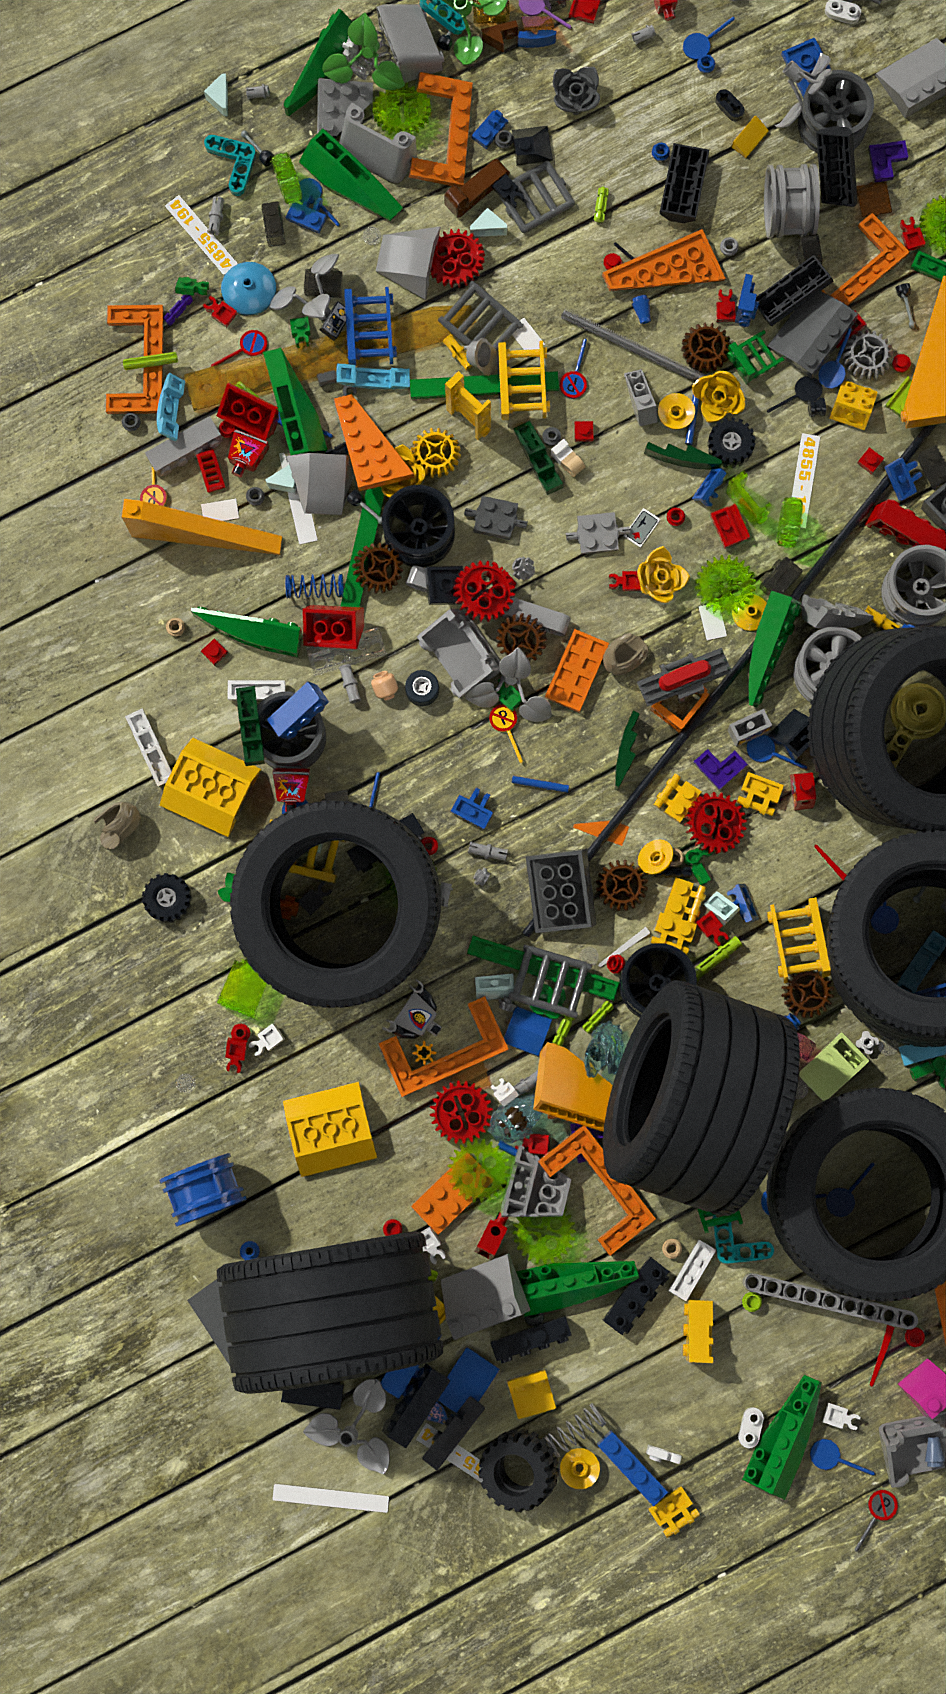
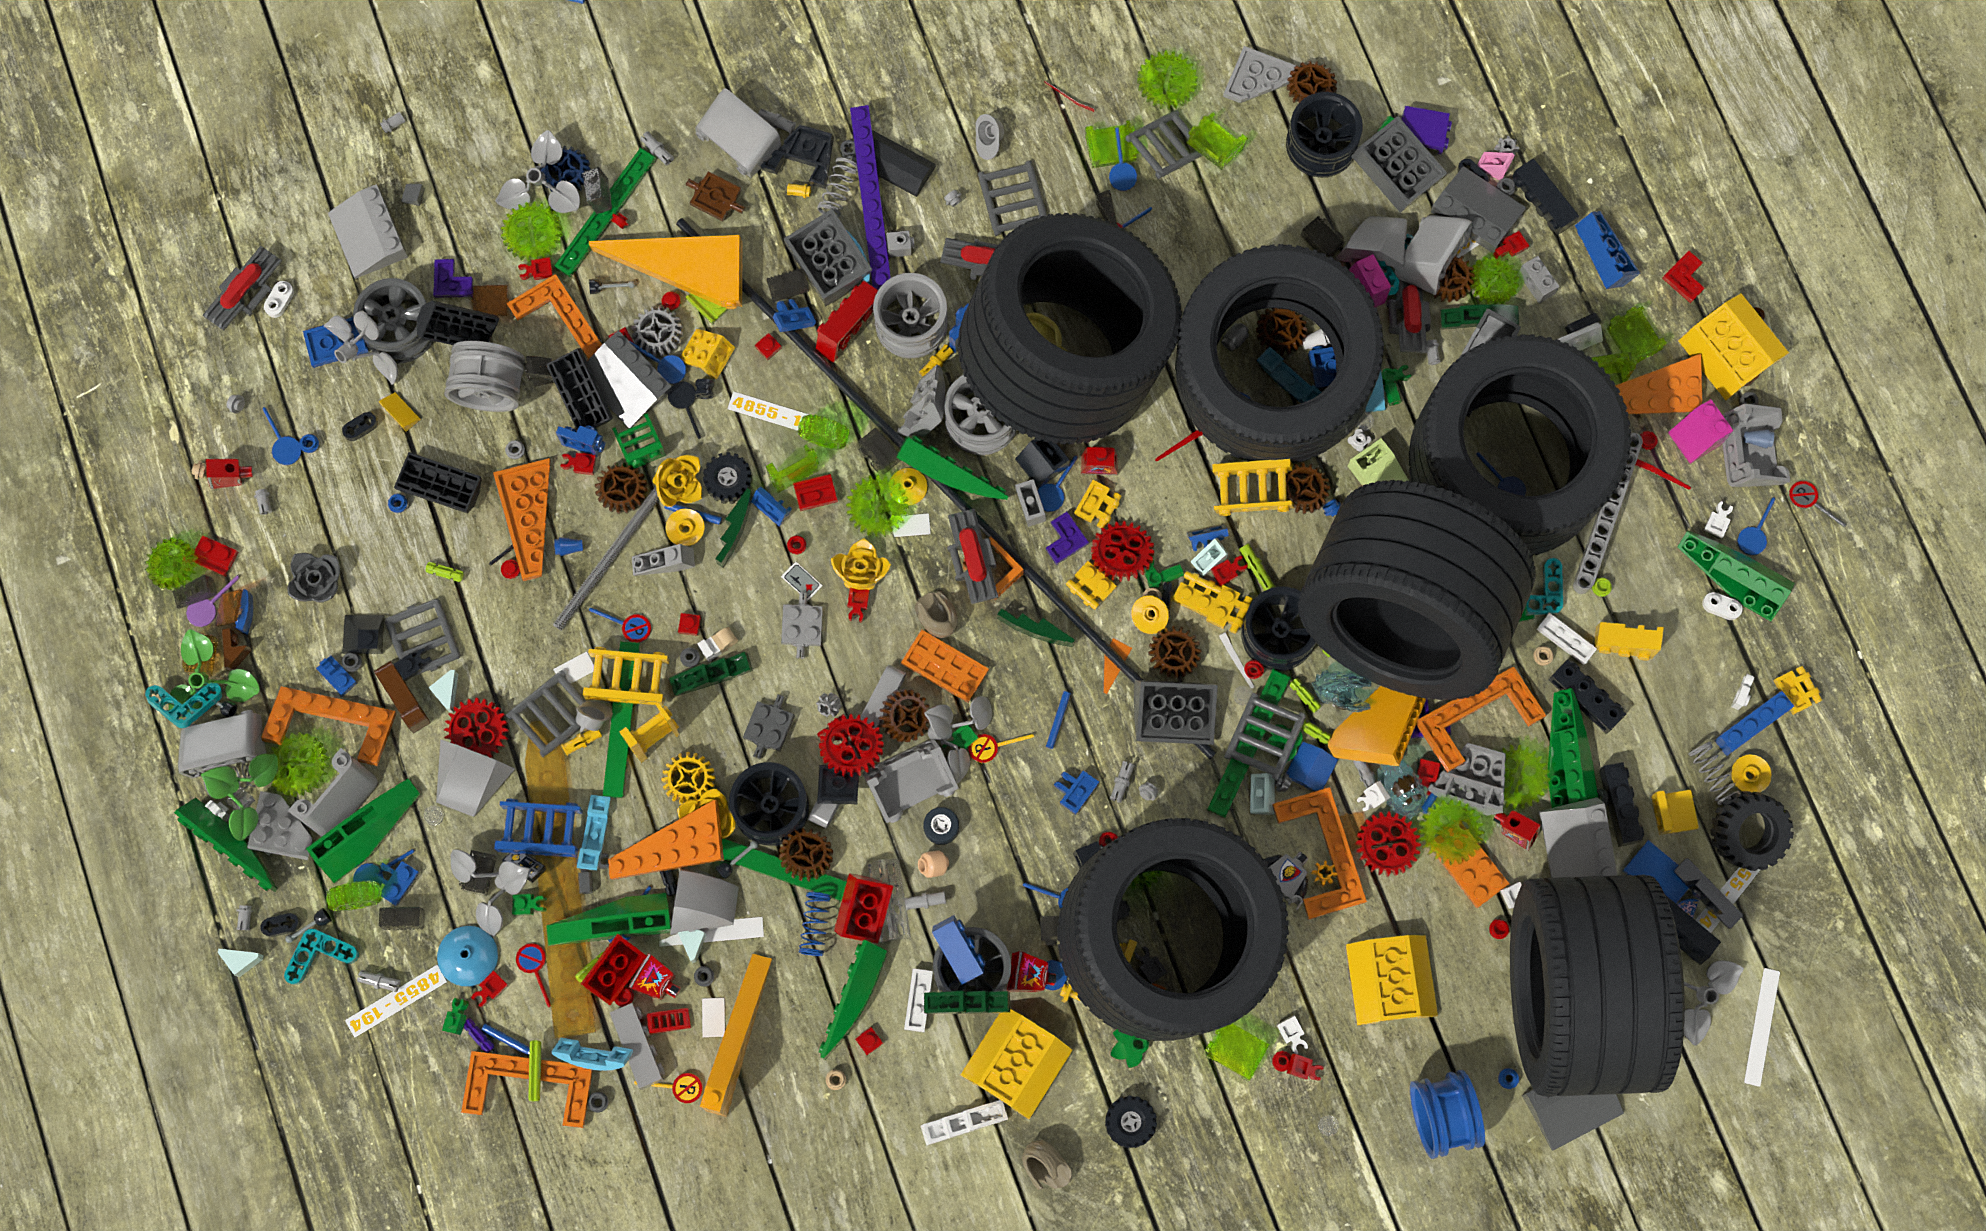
camera: 85 degrees left, 5 degrees down
(179, 330) = (506, 1039): none -> blue piece
(258, 123) = (279, 920): none -> black beam

